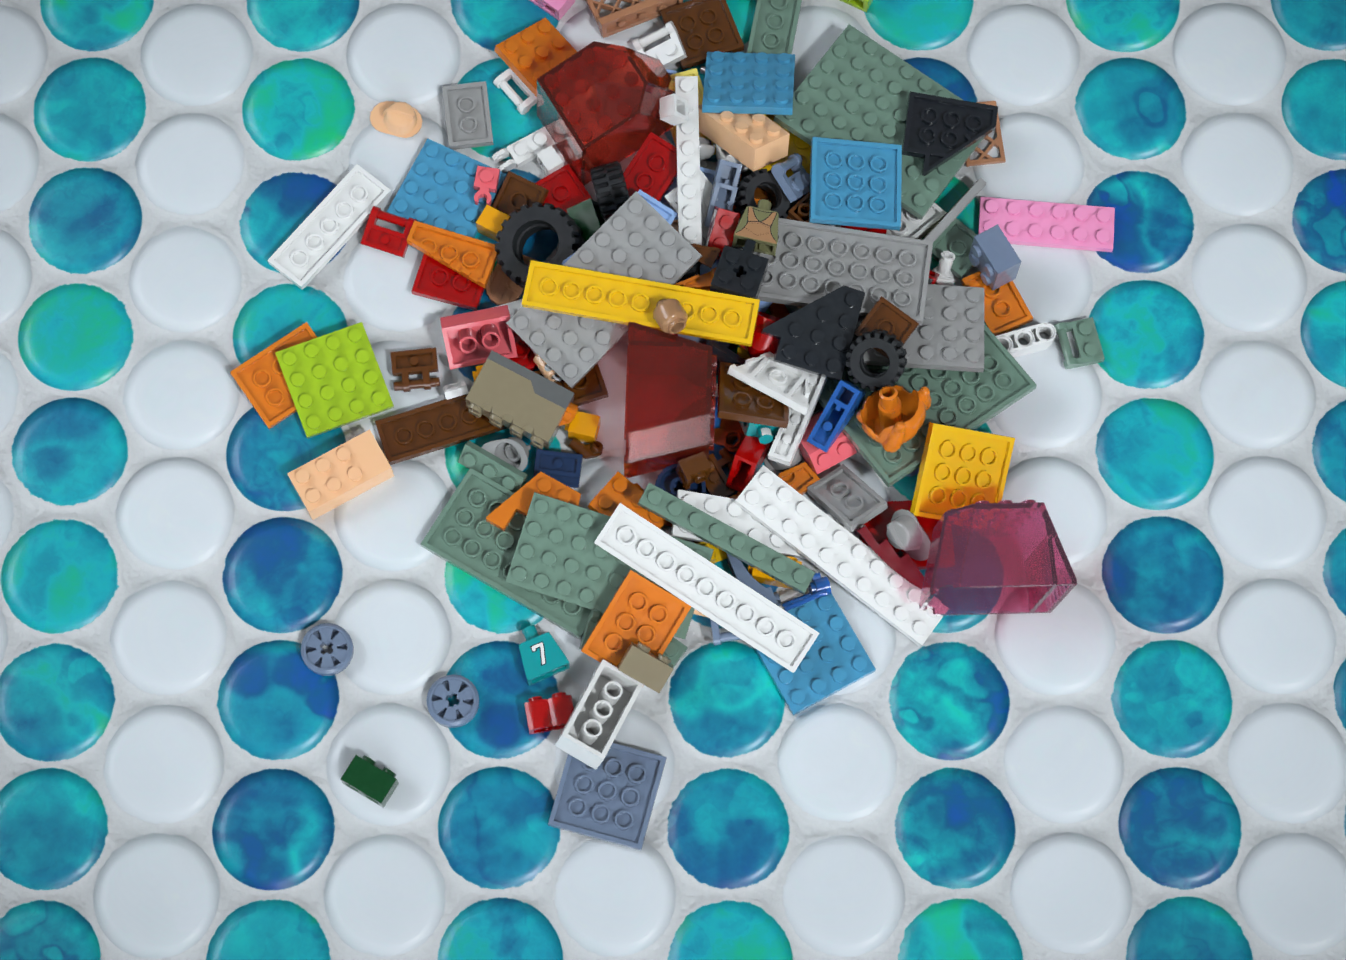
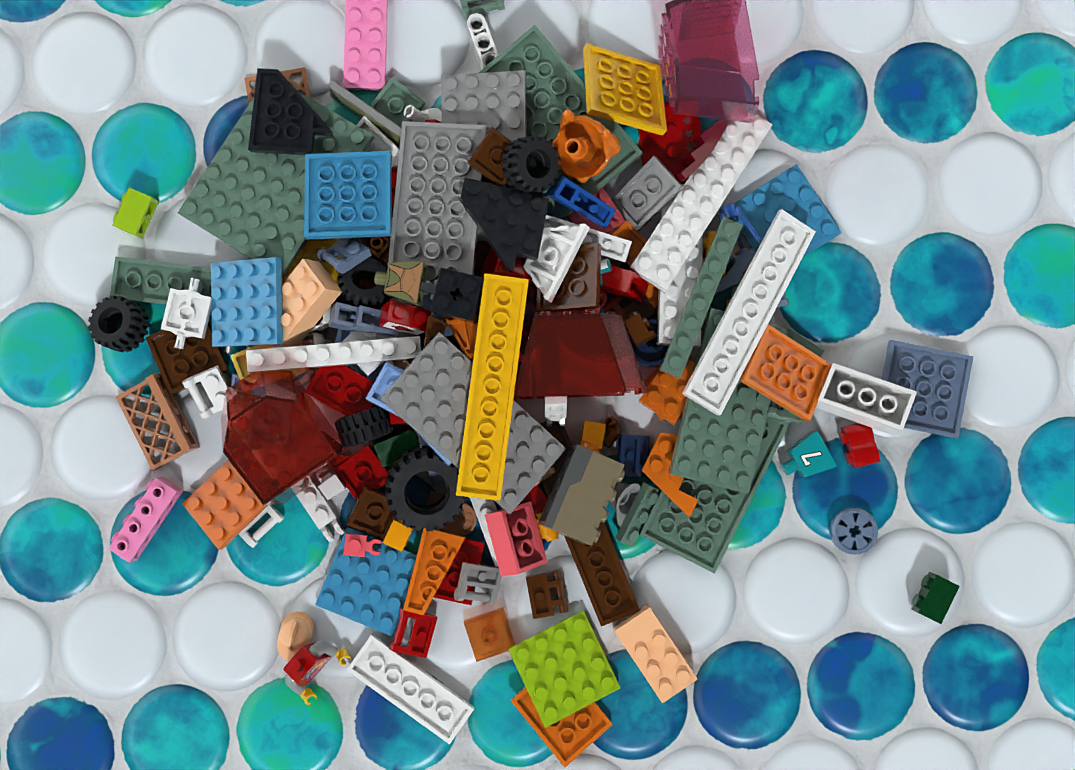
camera: 90 degrees left, 15 degrees up
(327, 635) = (828, 645): sand blue wheel -> none
(367, 126) = (308, 663): none -> torso
(378, 309) = (489, 634): none -> clear orange tile
(441, 299) = (478, 576): none -> light grey plate
(455, 389) = (565, 555): white tile -> none
(467, 115) = (289, 569): light grey plate -> none
(612, 378) = (555, 409): none -> white hinge
(645, 666) = (822, 361): dark tan brick -> none
(670, 316) = (509, 356): medium nougat head -> none
(673, 109) = (285, 370): white plate -> none
(742, 29) = (187, 313): none -> white plate
(908, 535) = (680, 137): light grey piece -> none
(994, 258) = (410, 67): sand blue brick -> none
(1002, 307) = (447, 60): orange plate -> none

